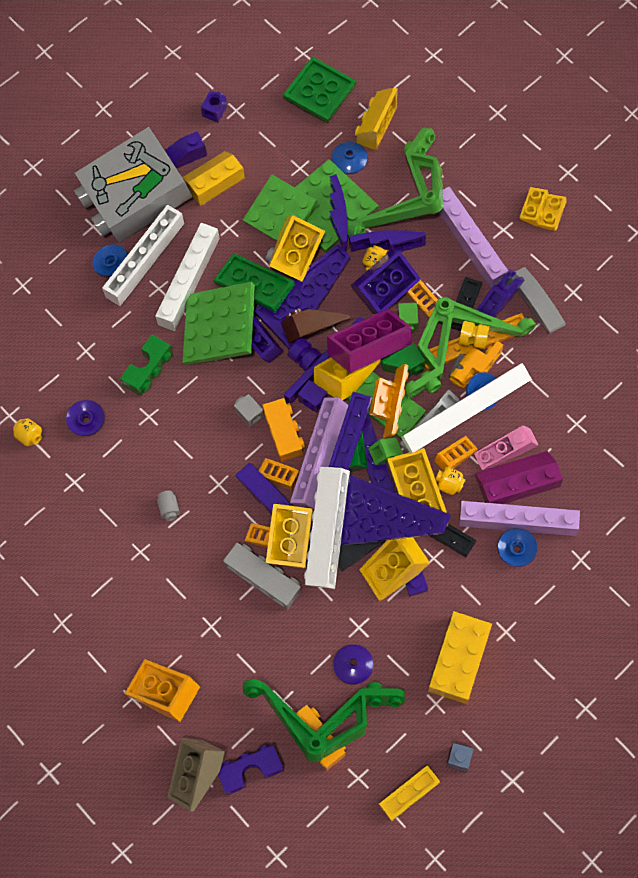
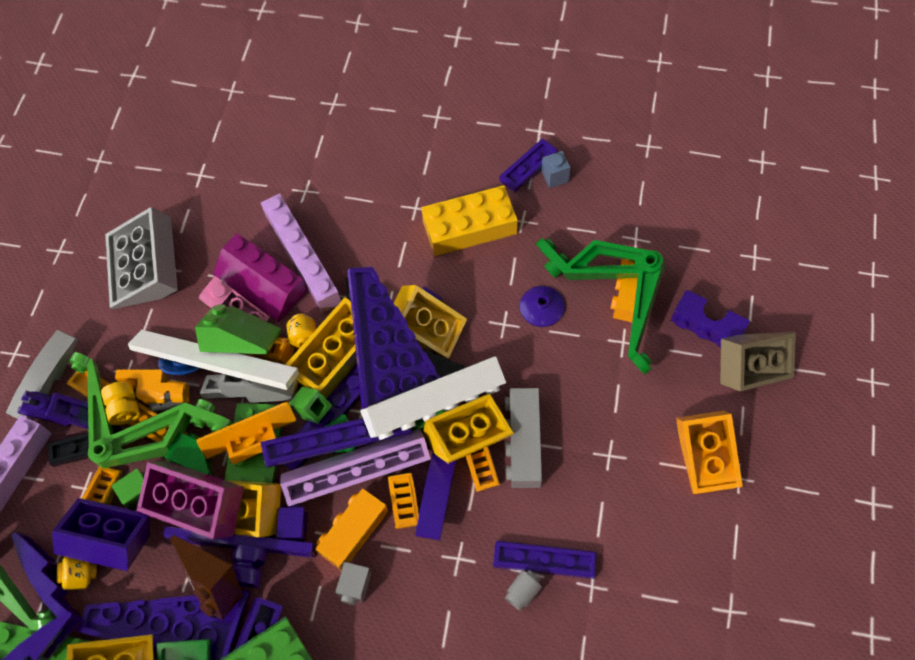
camera: 125 degrees left, 5 degrees down
(177, 534) = (545, 559): none -> dark purple tile
(409, 793) = (615, 189): yellow plate -> none
(475, 433) = (234, 331): none -> bright green slope
(481, 742) = (526, 166): none -> dark purple plate
(521, 539) = (329, 231): blue dish -> none
(592, 407) = (141, 260): none -> light grey slope

